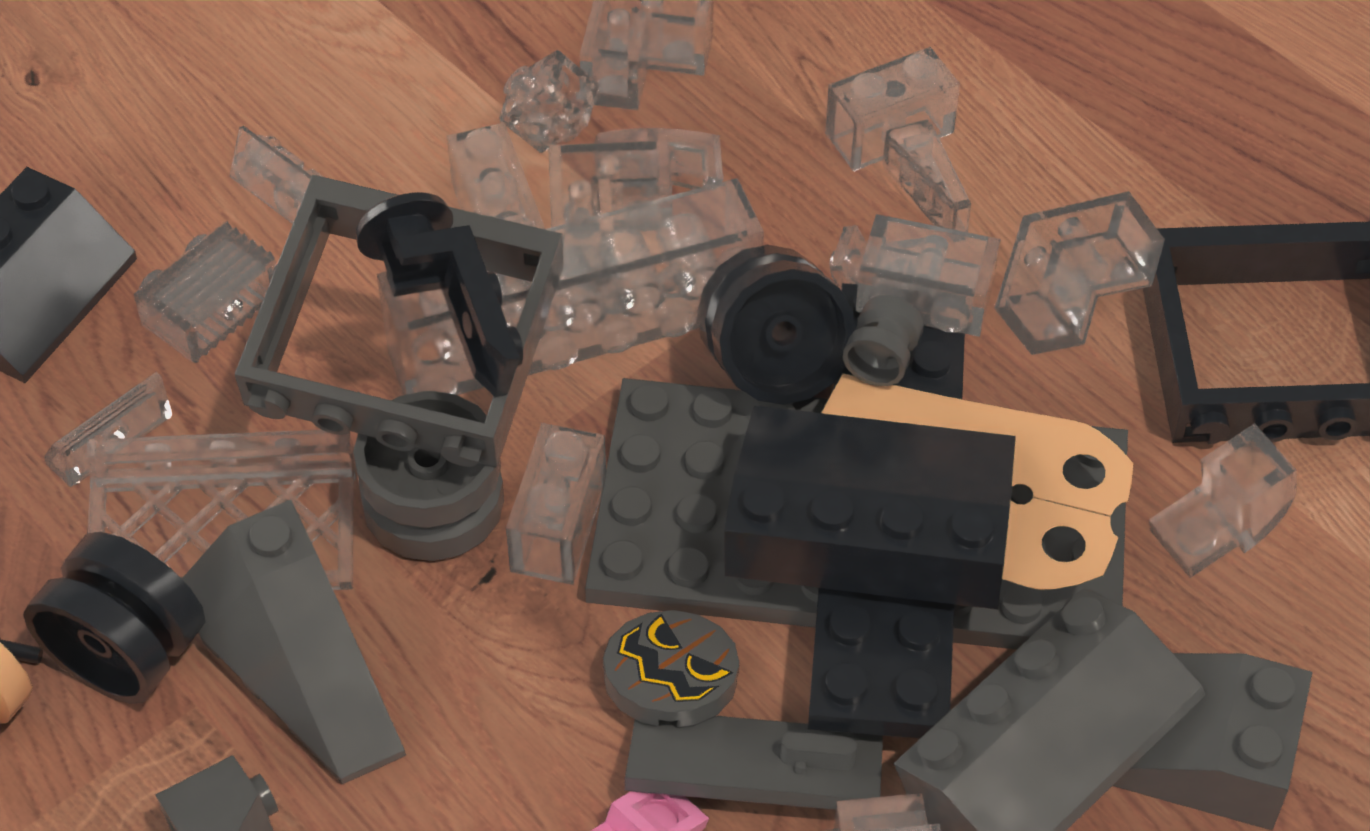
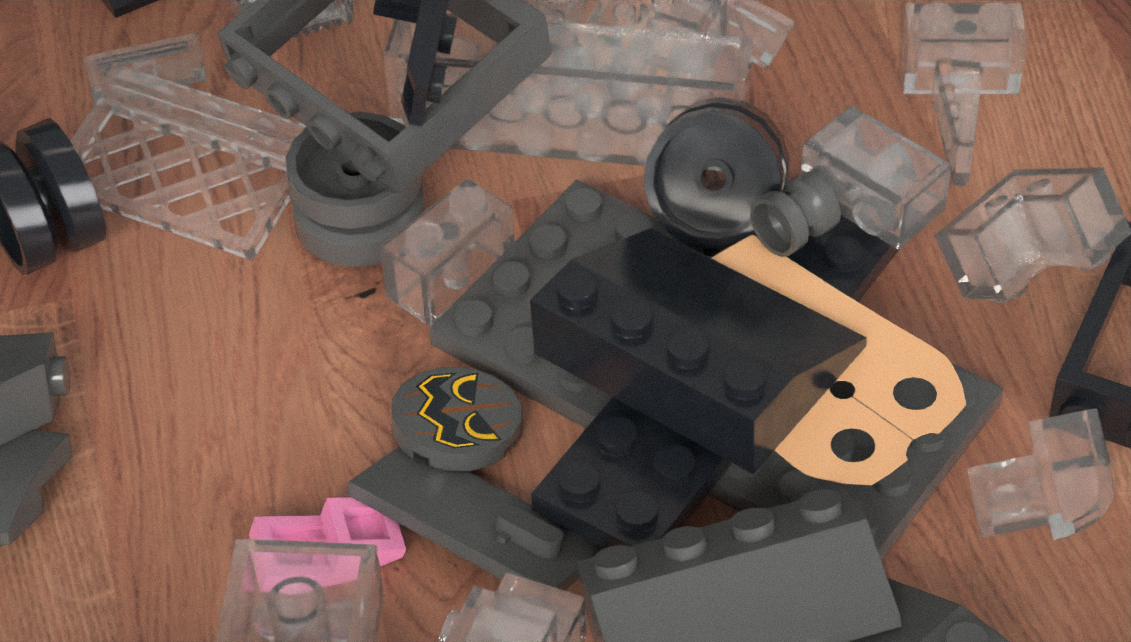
camera: 30 degrees right, 5 degrees down
(290, 641) = (167, 271): dark grey wedge -> none

